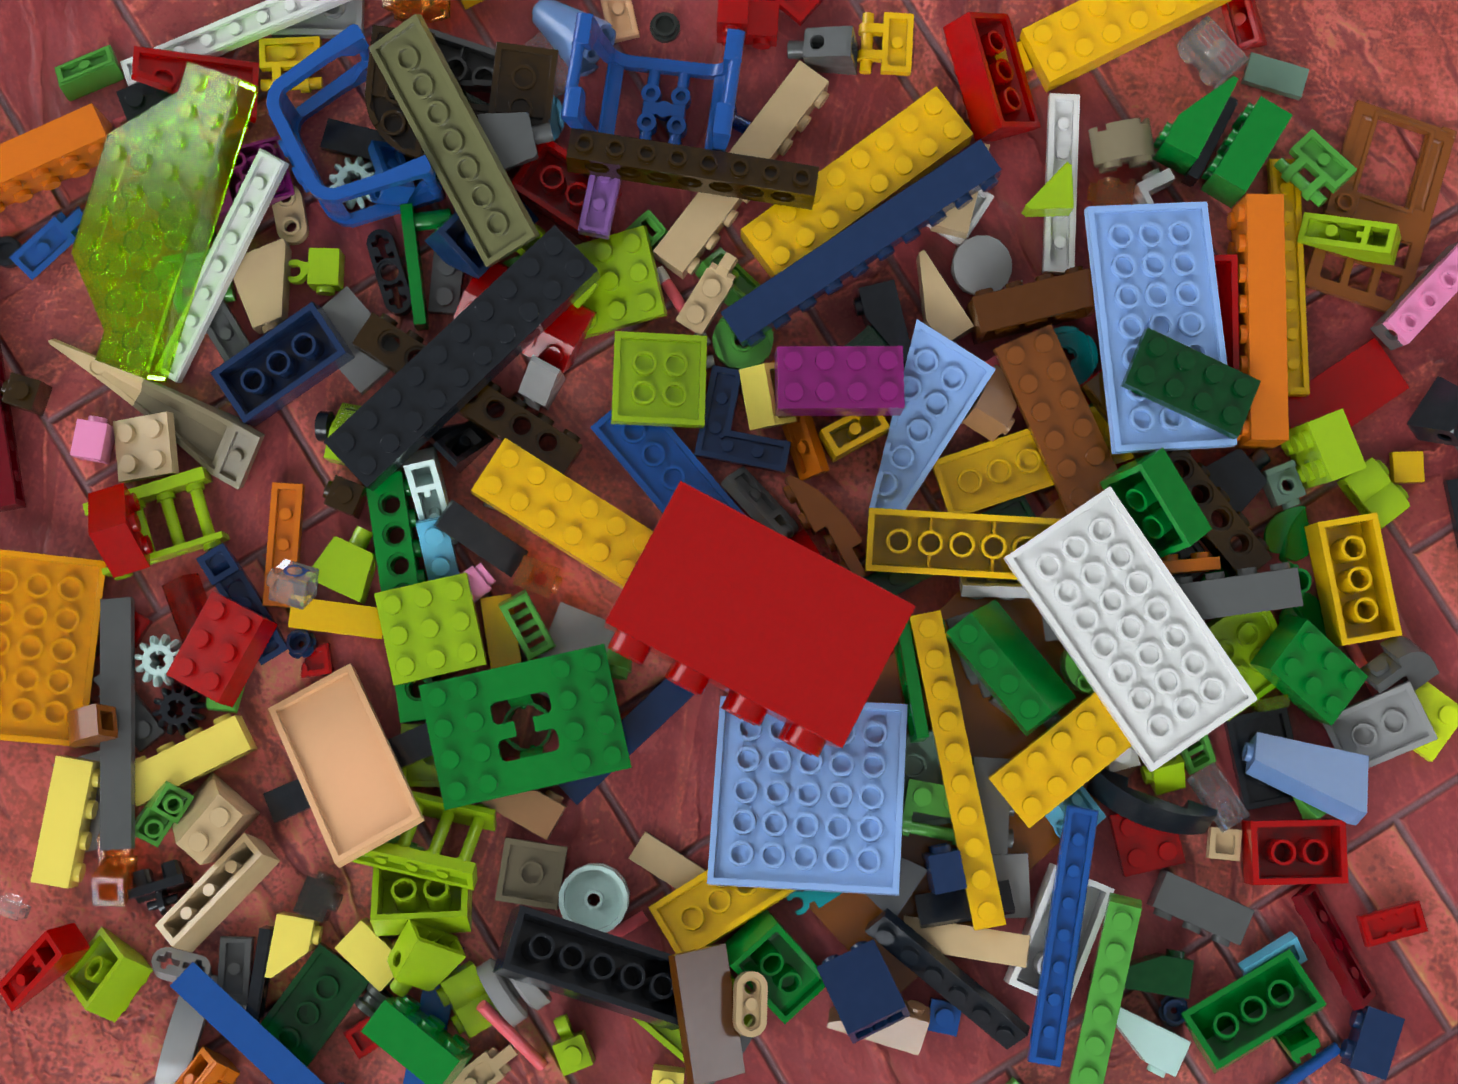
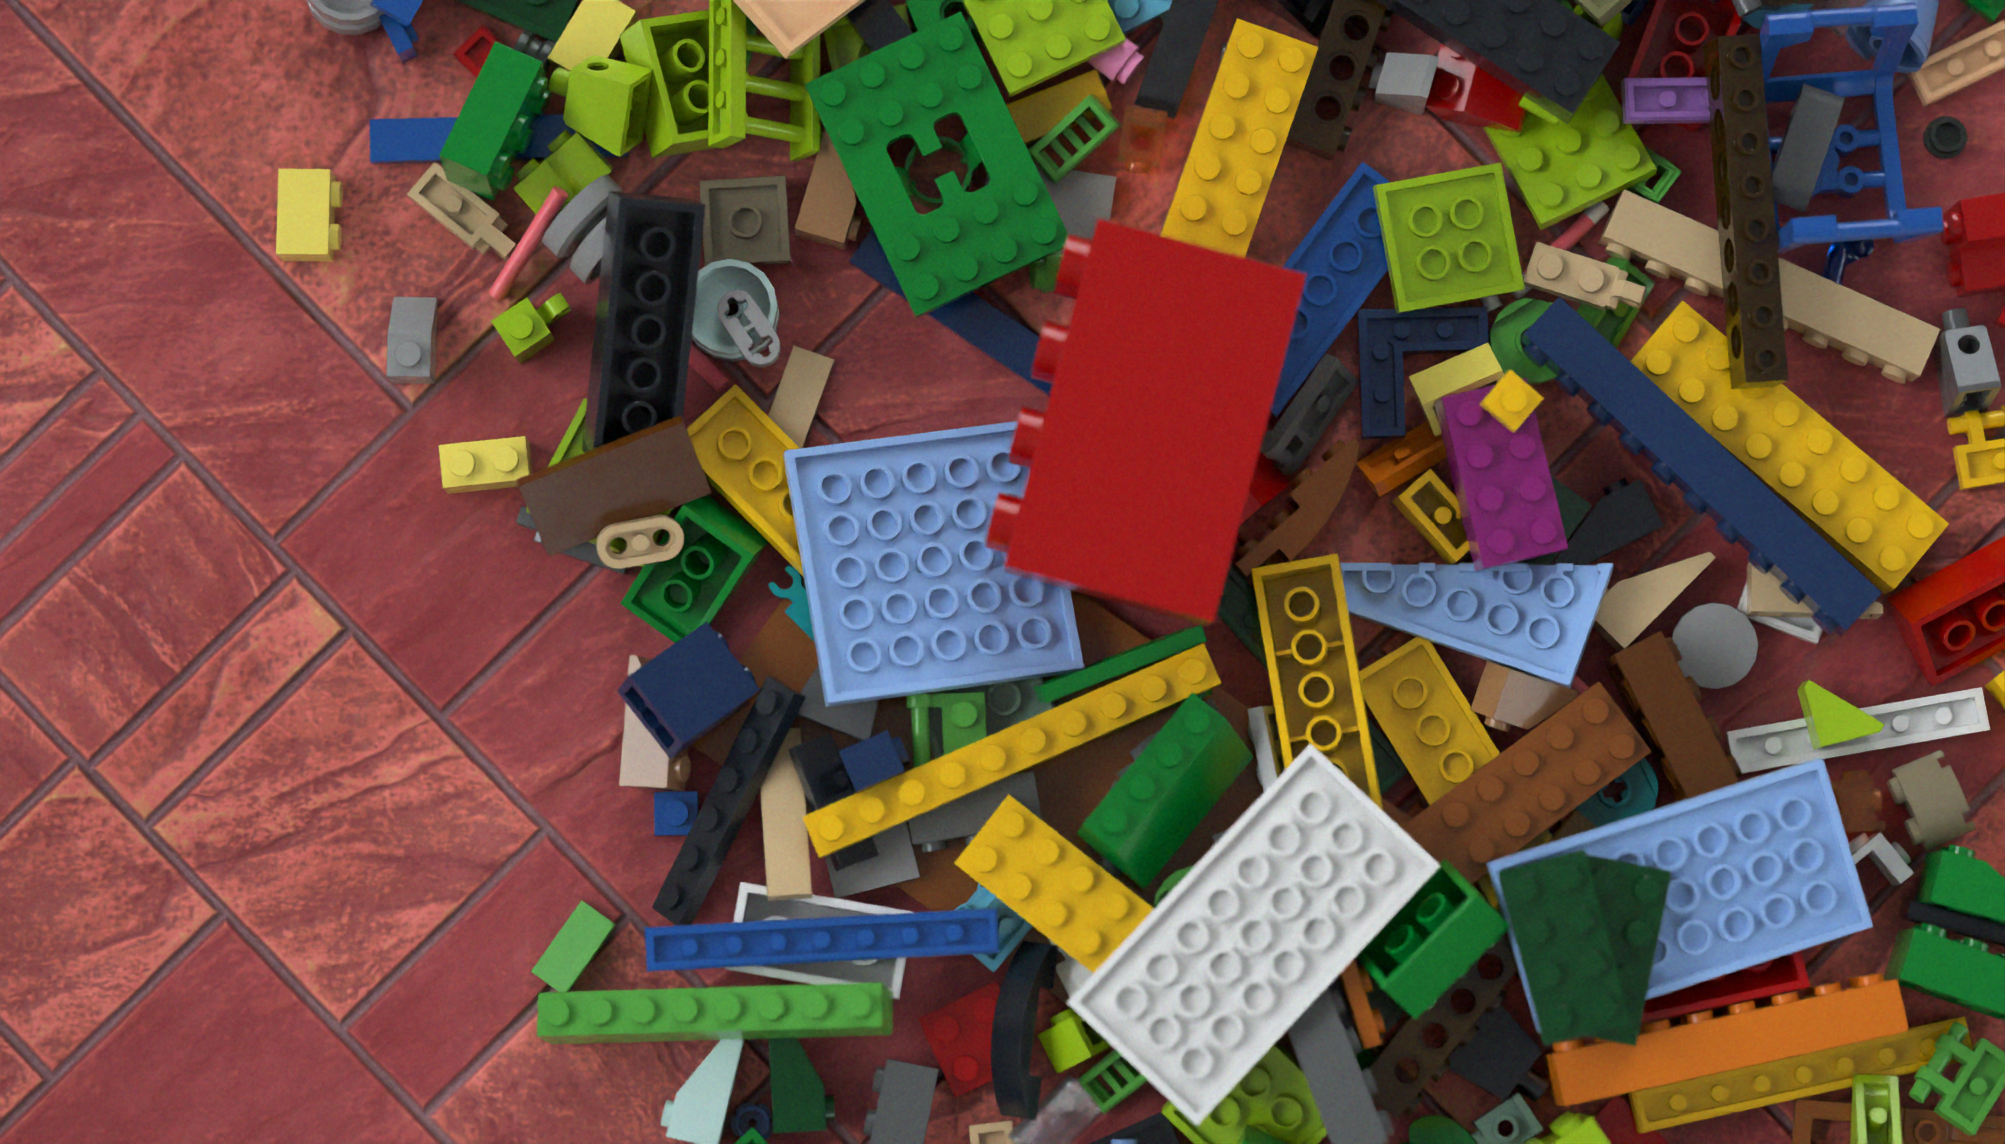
camera: 75 degrees right, 0 degrees up
(617, 897) = (757, 322): none -> light grey beam
(650, 118) = (1804, 146): none -> dark grey beam
(793, 360) = (1511, 401): none -> yellow plate
(1187, 412) = (1564, 947): none -> dark green plate

